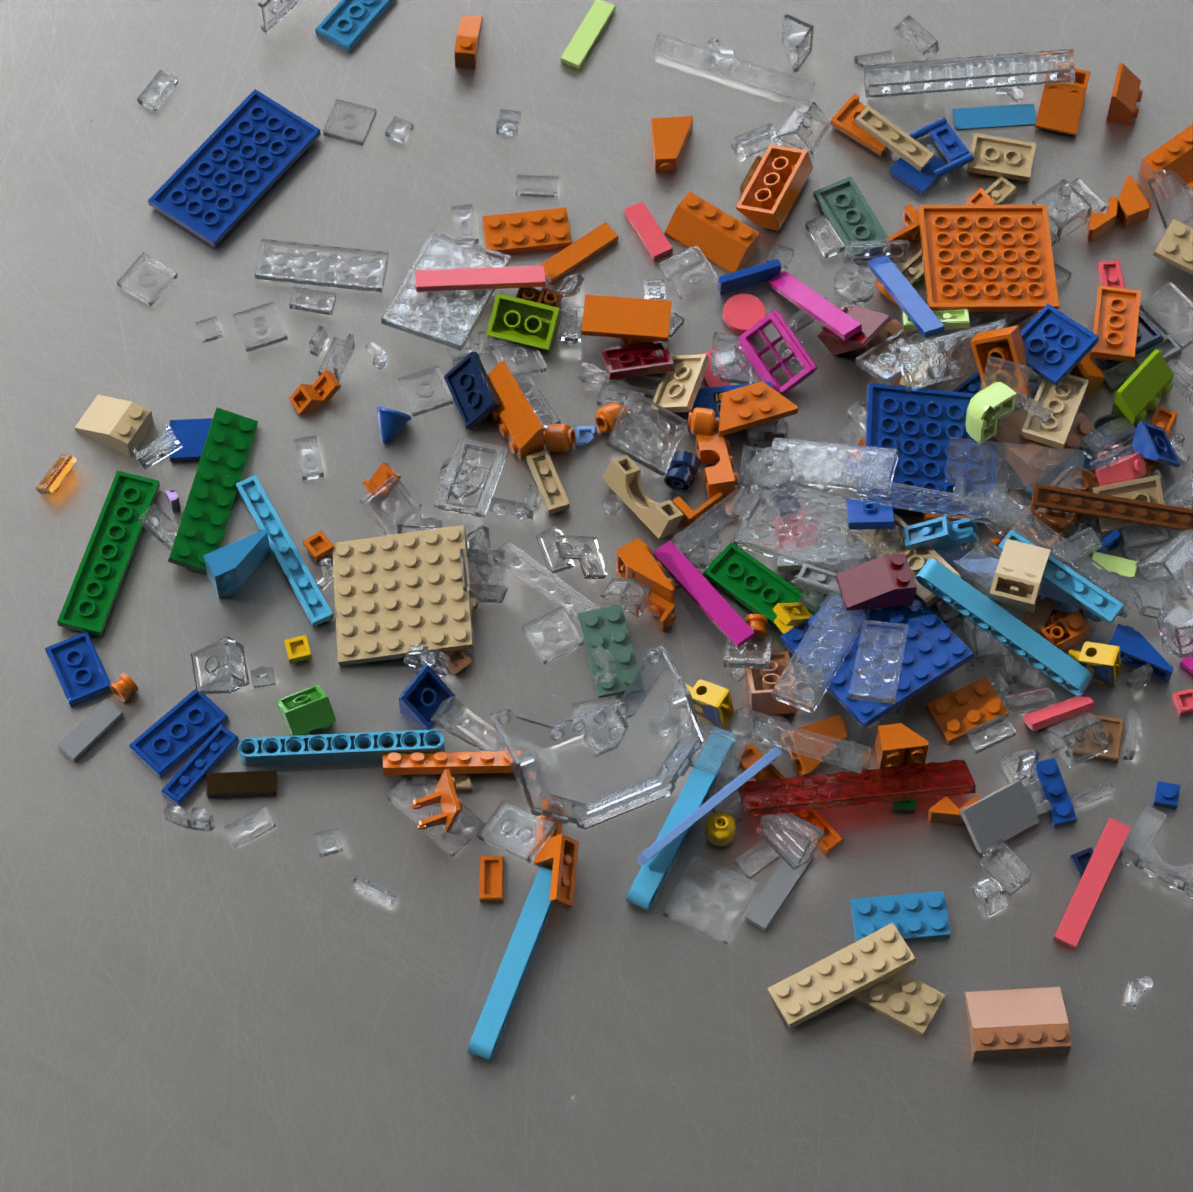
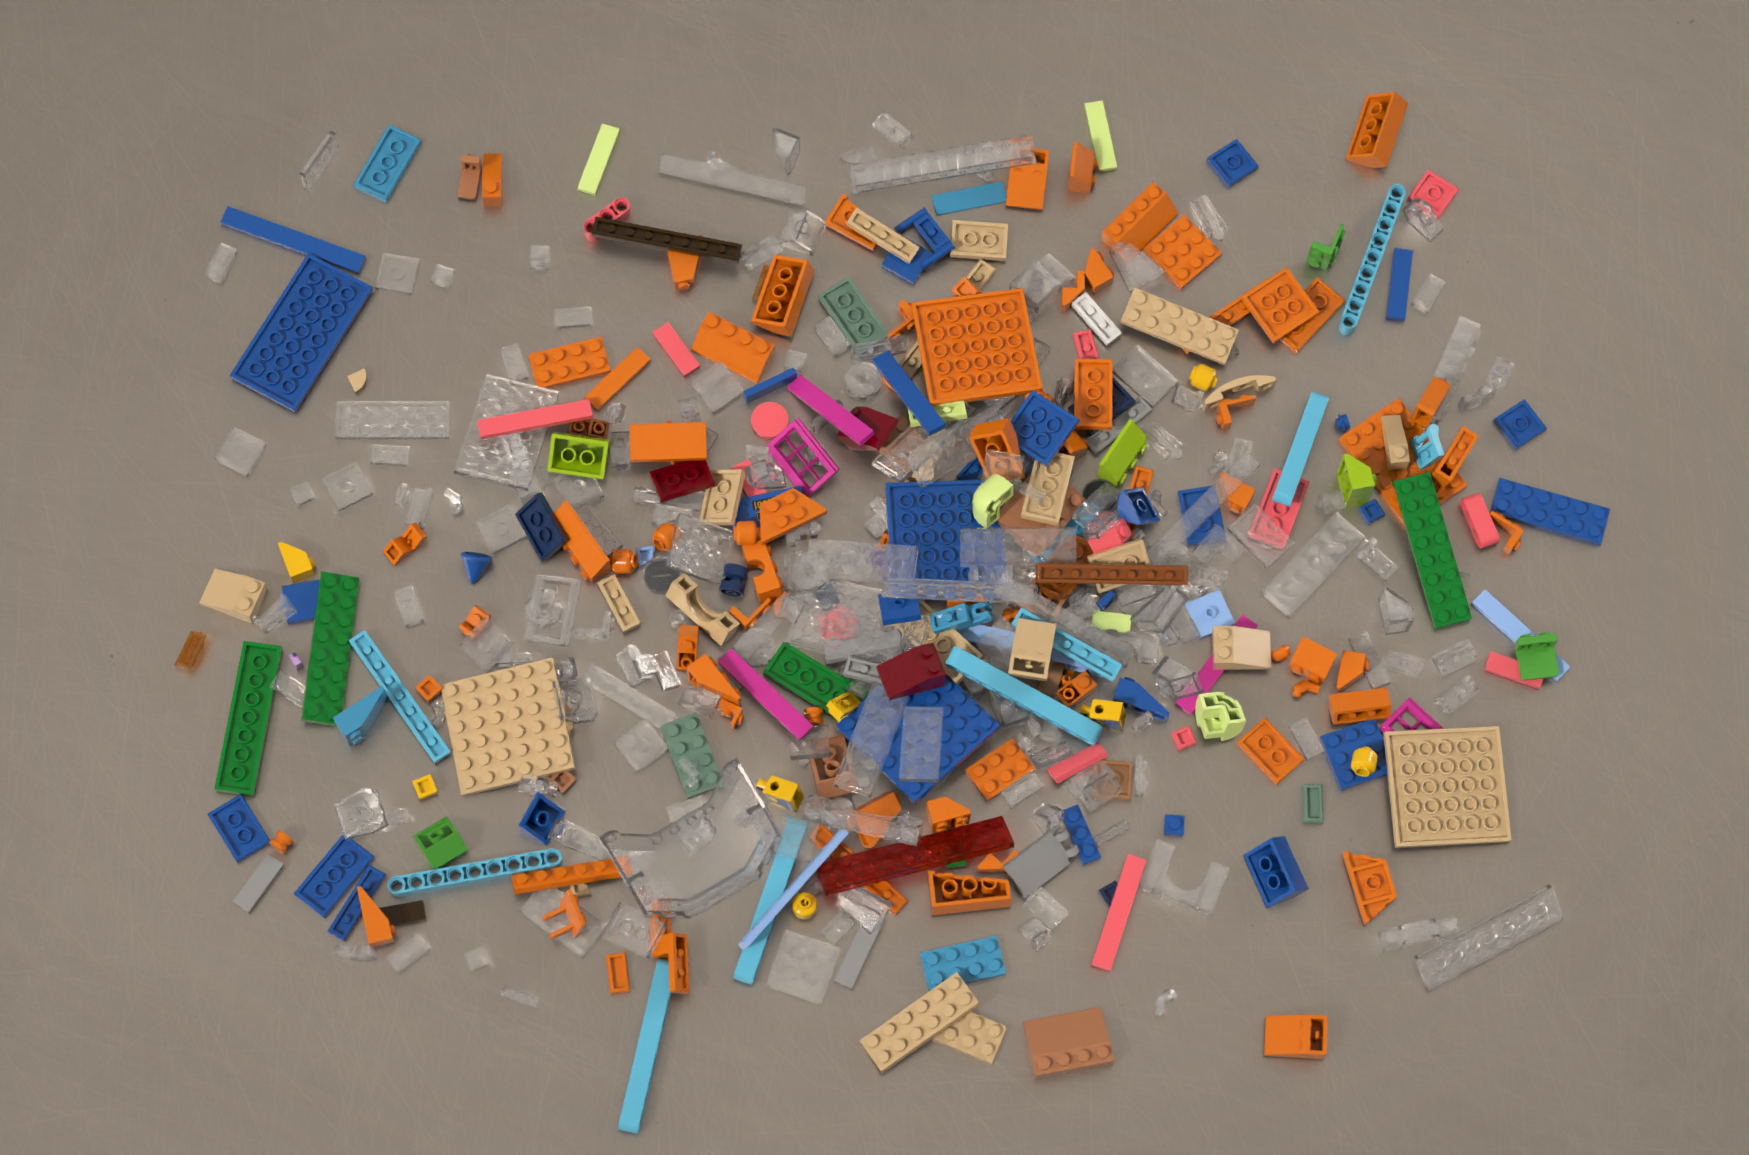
camera: 10 degrees left, 10 degrees up
(191, 397) = (297, 562): none -> yellow slope
(219, 788) = (377, 925): none -> orange slope
(240, 76) = (293, 239): none -> blue tile
(289, 222) = (357, 380): none -> tan tile
(445, 32) = (470, 176): none -> nougat bracket
(588, 91) = (609, 211): none -> coral beam
(596, 458) = (657, 576): none -> clear tile
(620, 532) = (687, 646): none -> orange slope
(652, 115) = (667, 240): none -> dark brown tile
(913, 838) = (966, 893): none -> orange wedge
(1084, 315) = (1063, 391): none -> clear cone
(1126, 250) = (1096, 319): none -> white plate
(1148, 70) = (1100, 136): none -> yellowish green tile

